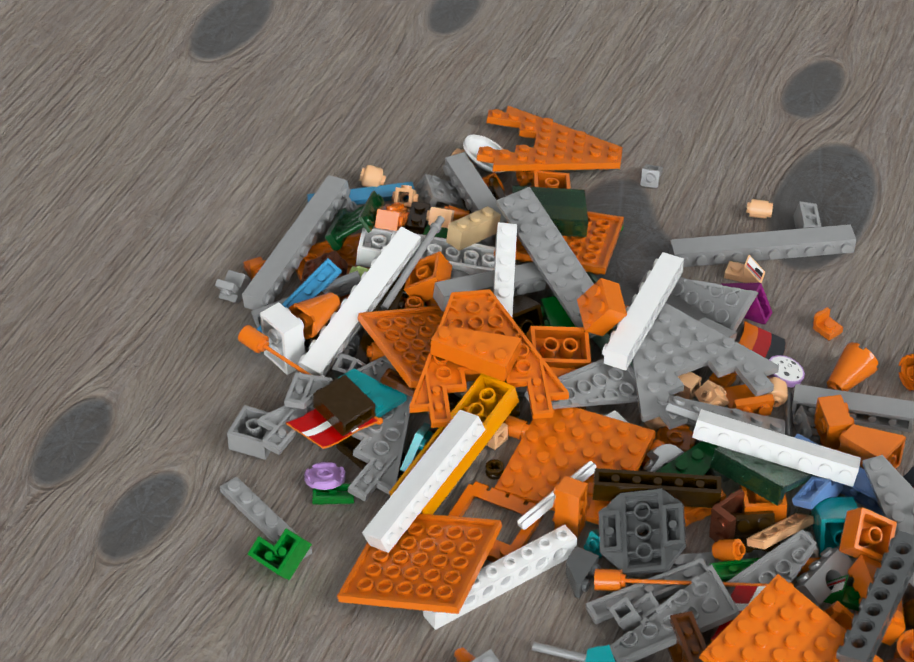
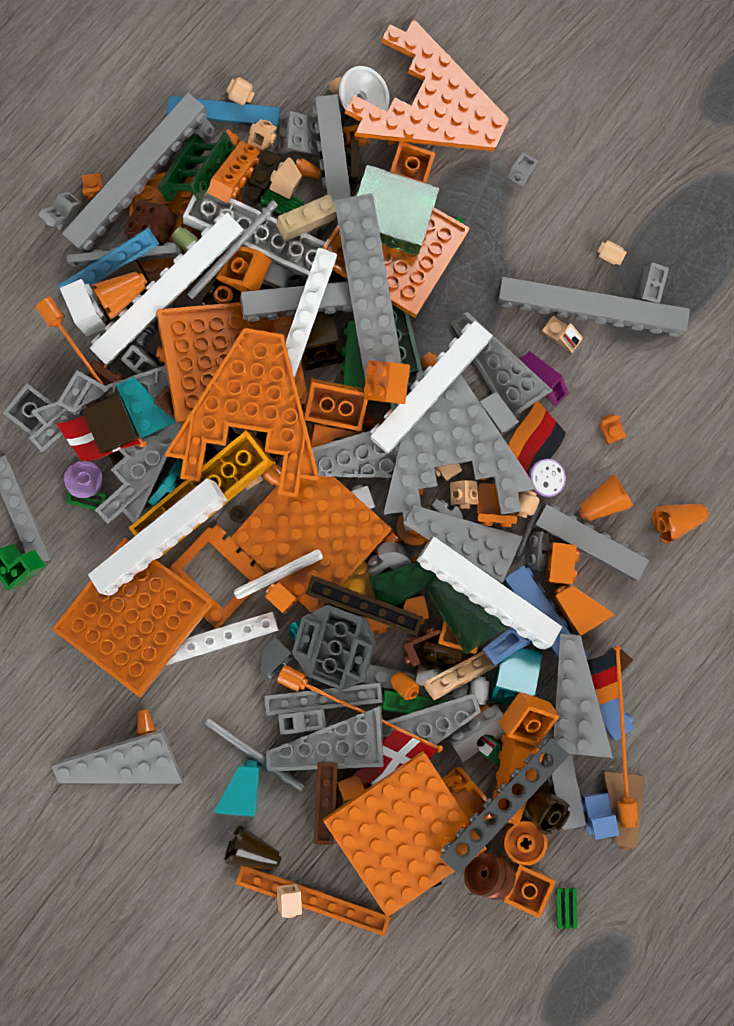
camera: 15 degrees right, 40 degrees up
(477, 350) = (246, 416): orange wedge -> none

